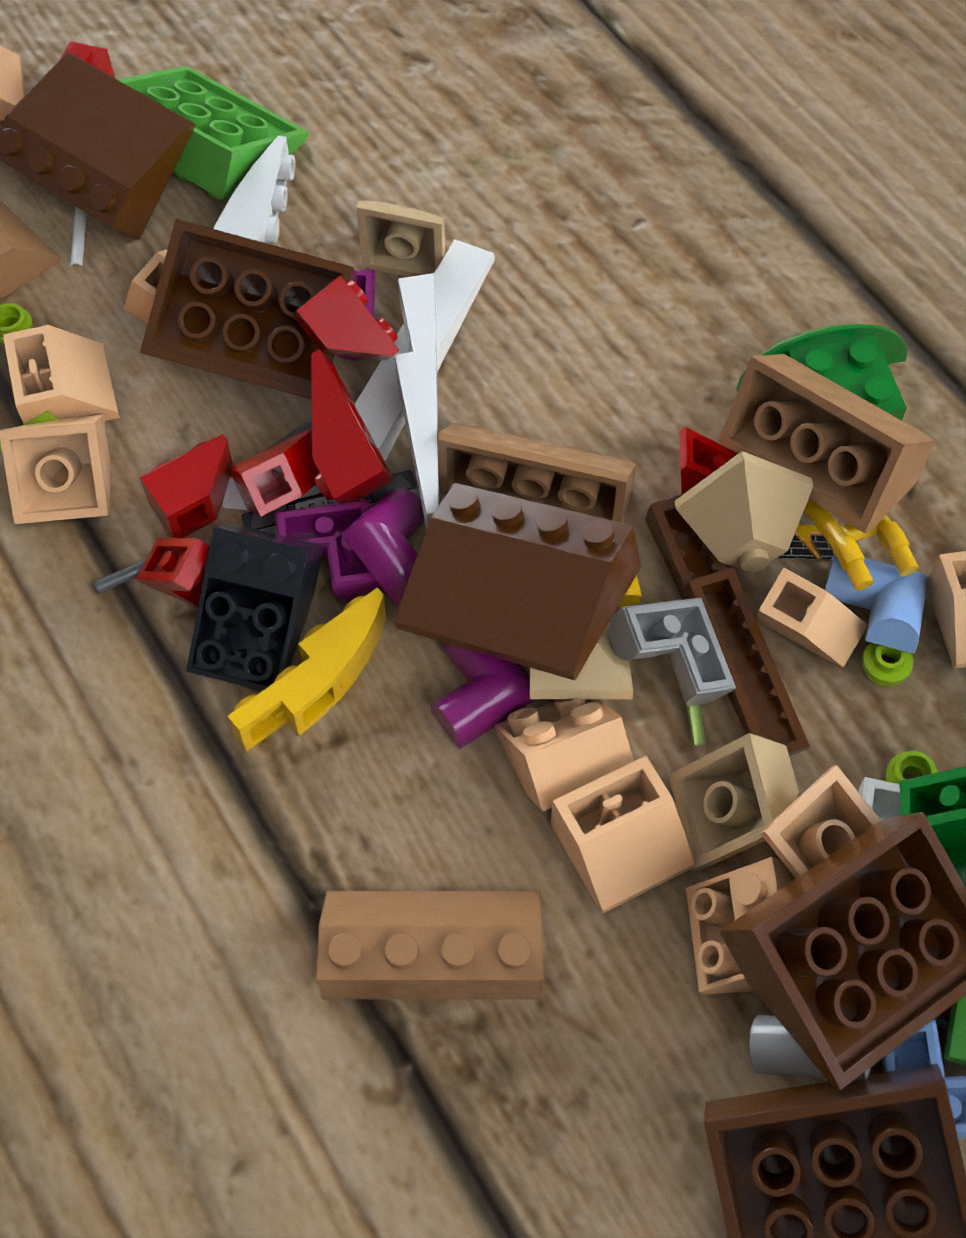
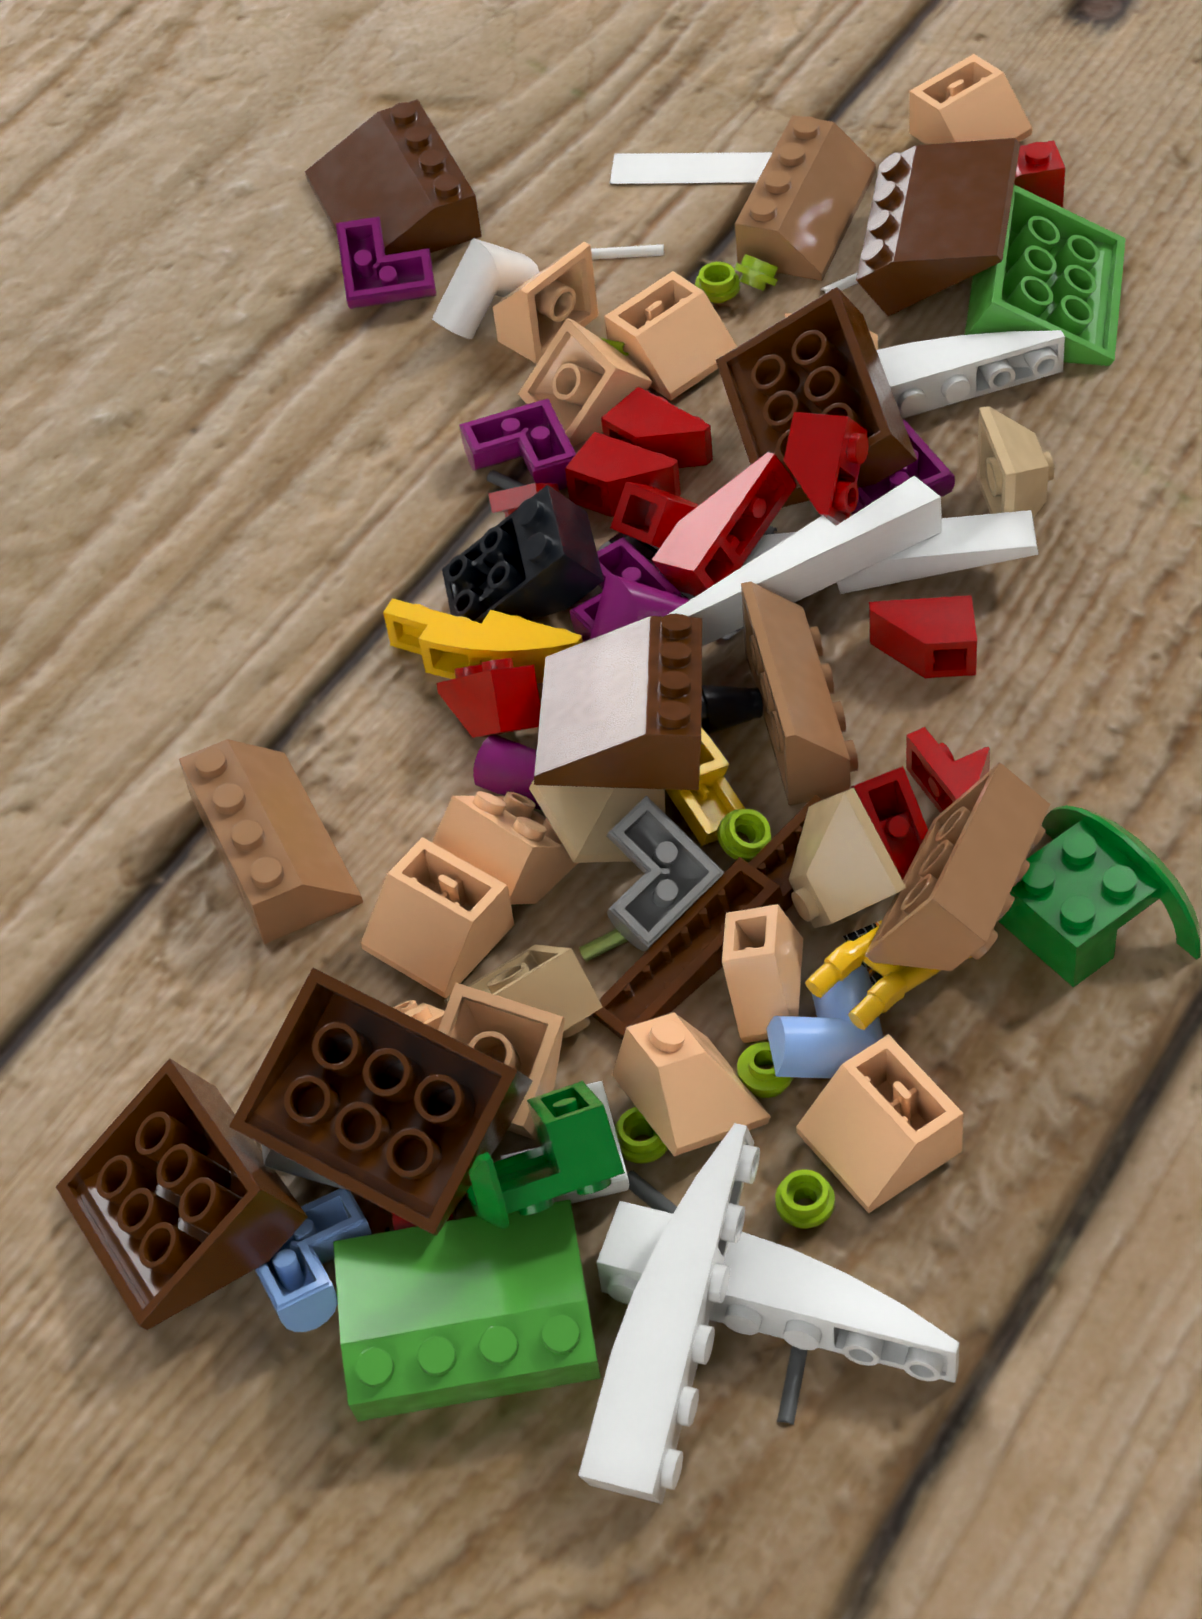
camera: 70 degrees right, 10 degrees down
(25, 292) = (756, 272): none -> lime plate
(83, 530) = (521, 432): none -> magenta brick
(160, 435) = (660, 427): none -> red slope
(396, 689) = (493, 697): none -> red slope
(521, 362) = (927, 634): none -> red slope
(656, 571) = (748, 822): none -> lime plate
(689, 407) = (938, 772): none -> red slope
(895, 724) = (683, 1084): none -> light nougat slope

